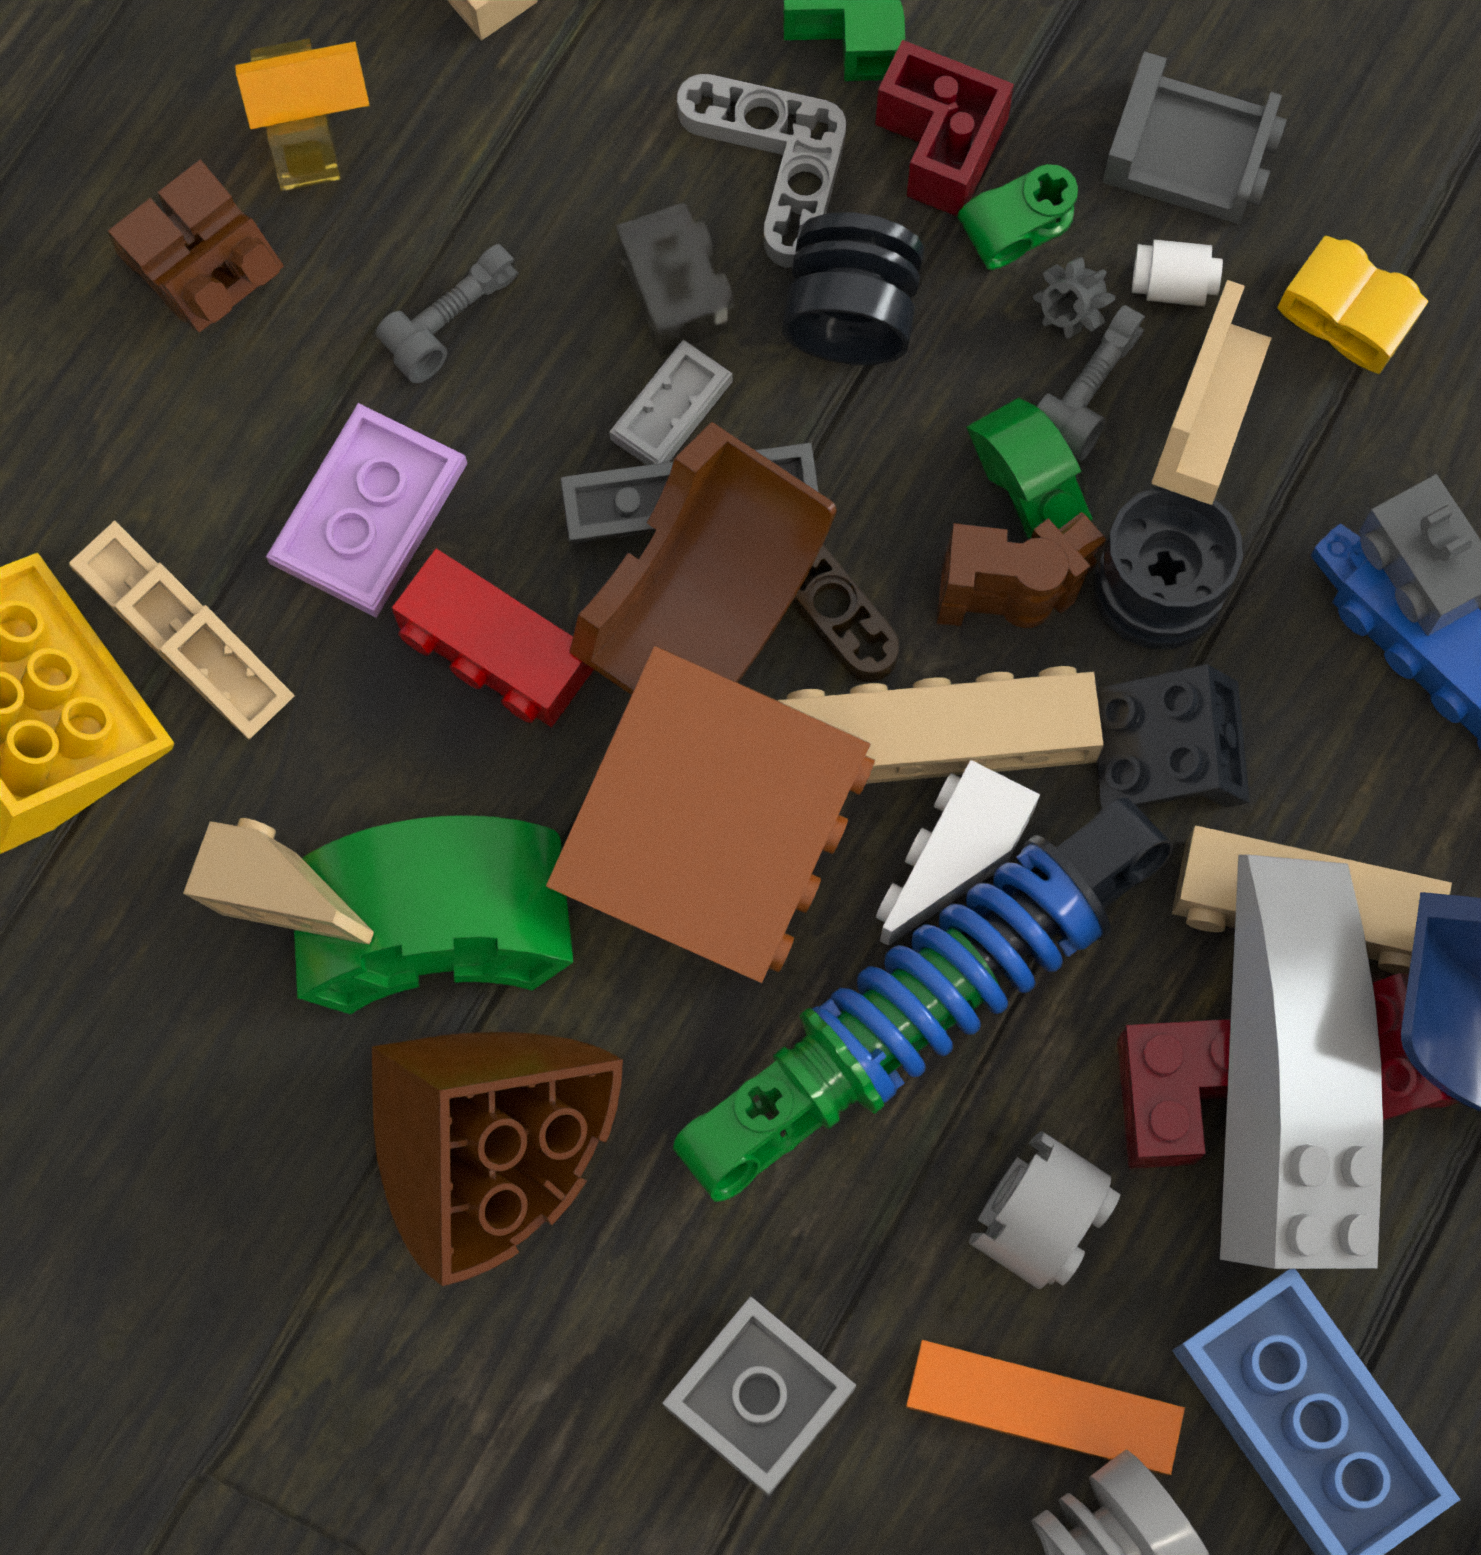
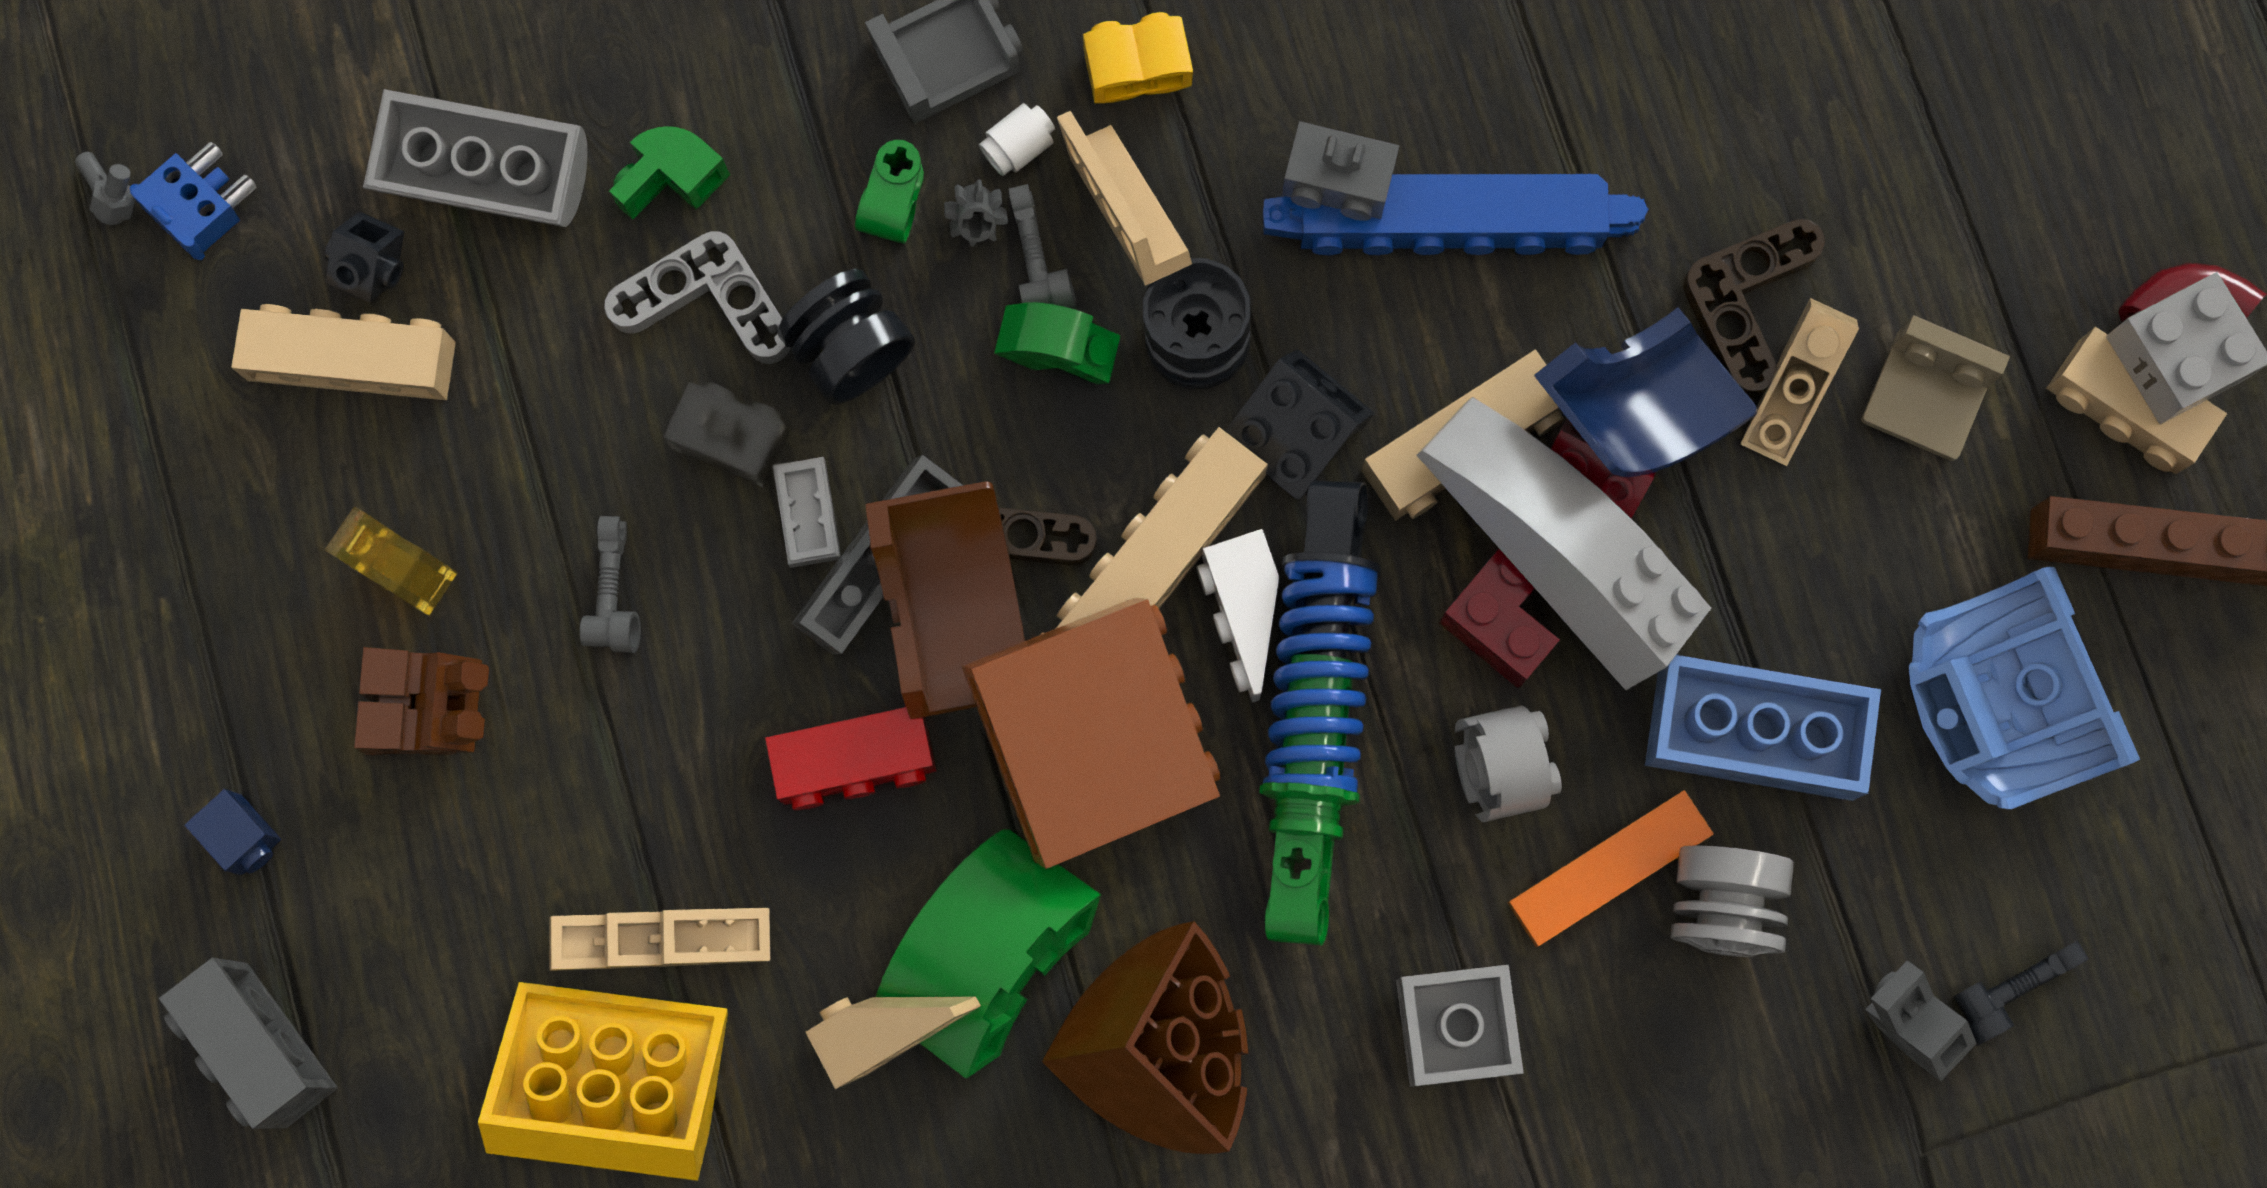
camera: 45 degrees left, 5 degrees up
(302, 85) = (381, 539): light orange tile -> none
(367, 510) = (690, 755): lavender tile -> none
(951, 114) = (787, 170): dark red brick -> none
(1016, 579) = (1123, 417): reddish brown hips -> none

